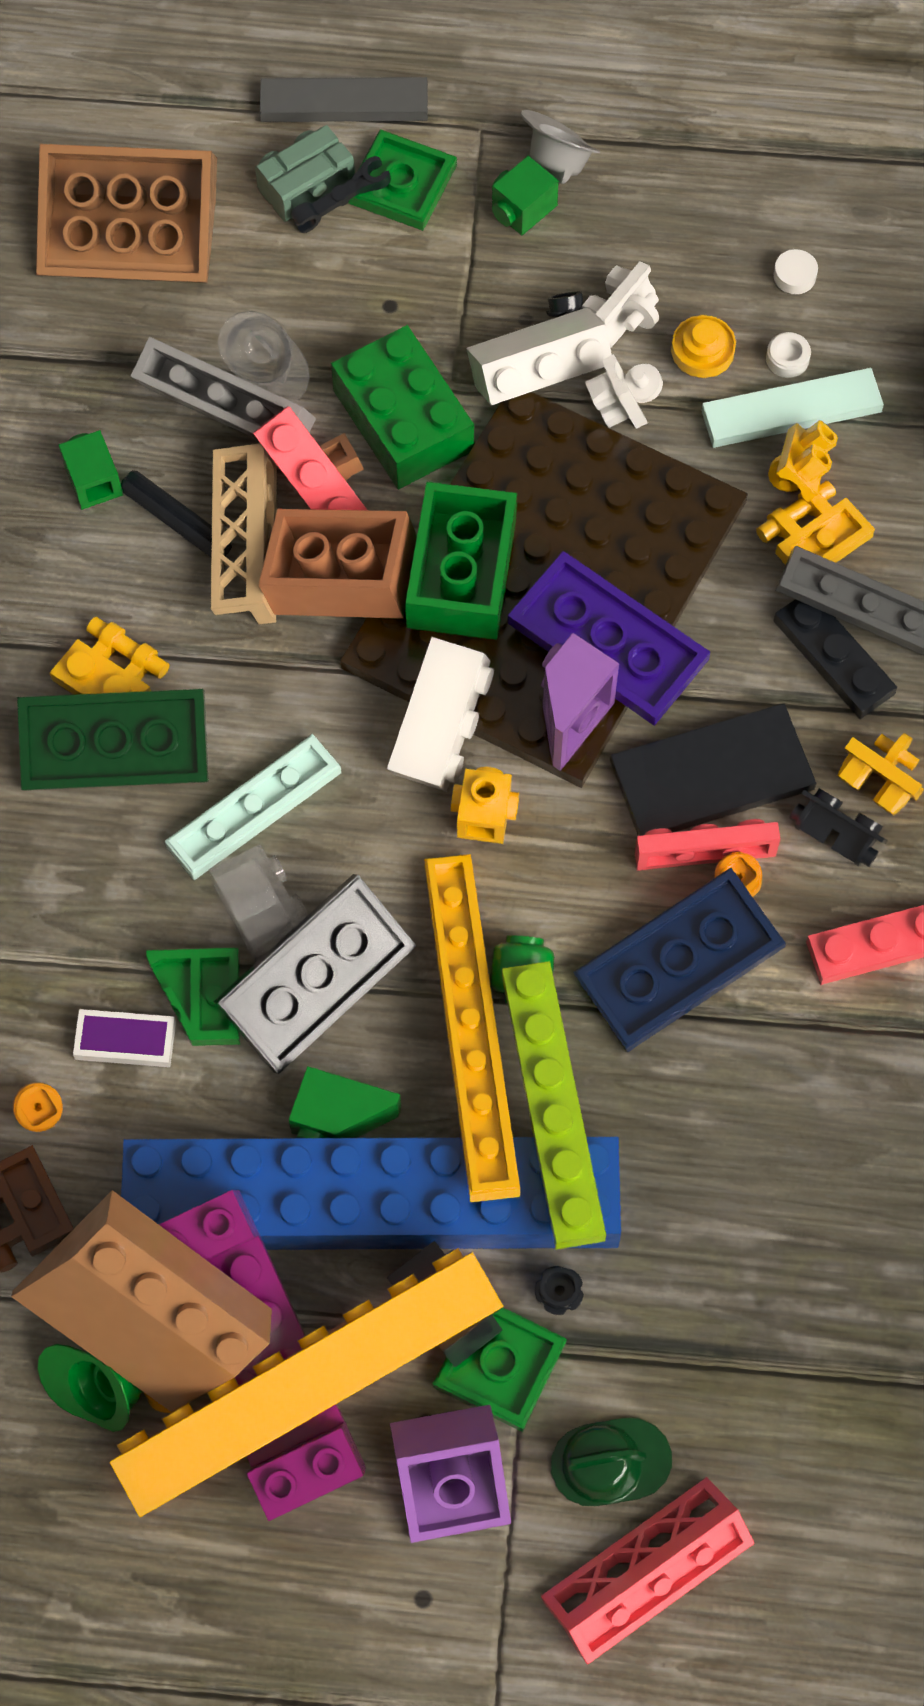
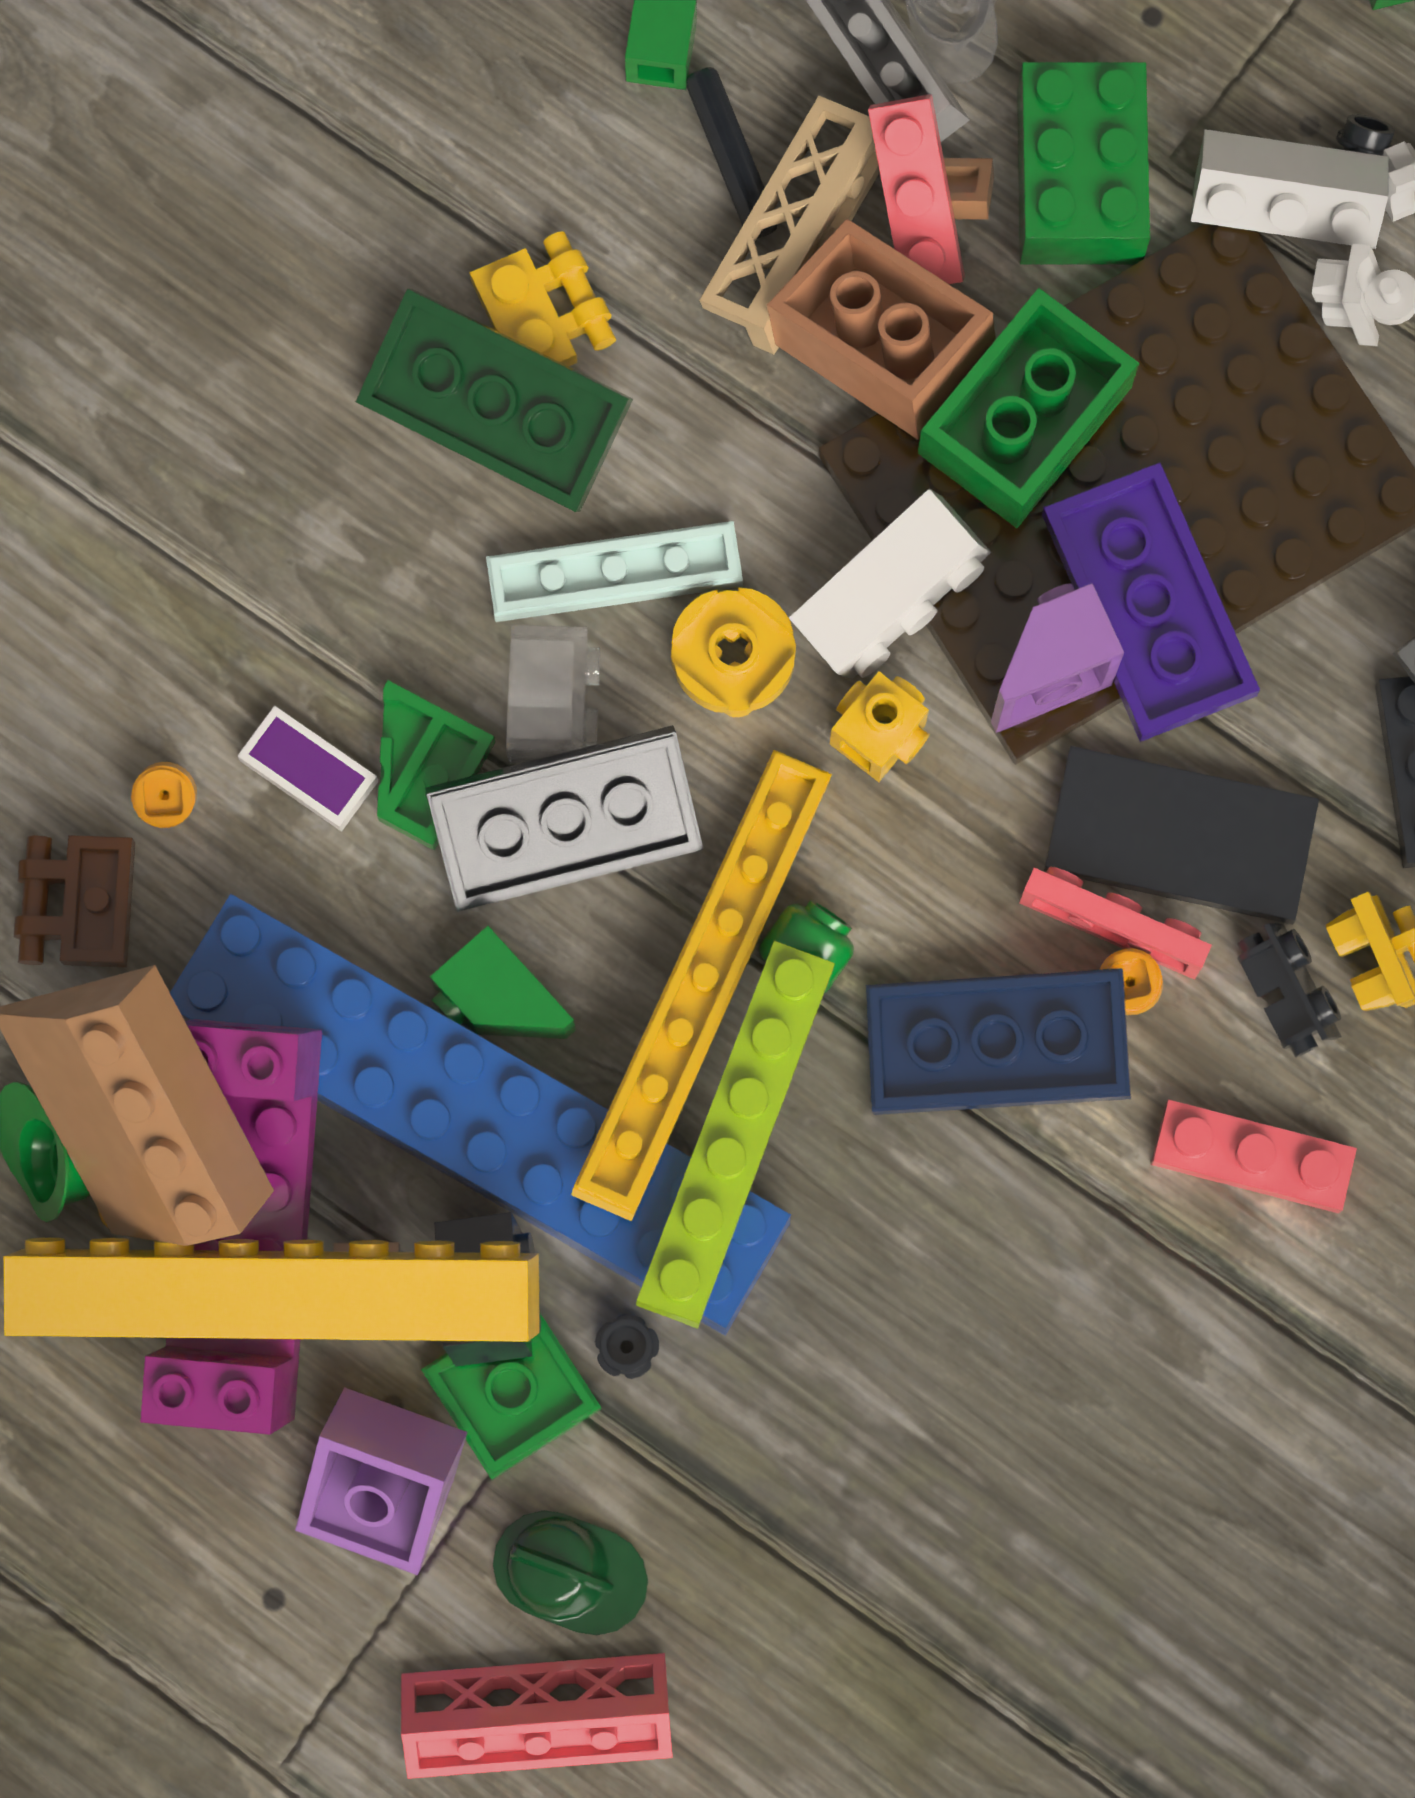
camera: 30 degrees right, 10 degrees up
(344, 793) = (730, 615): none -> yellow plate

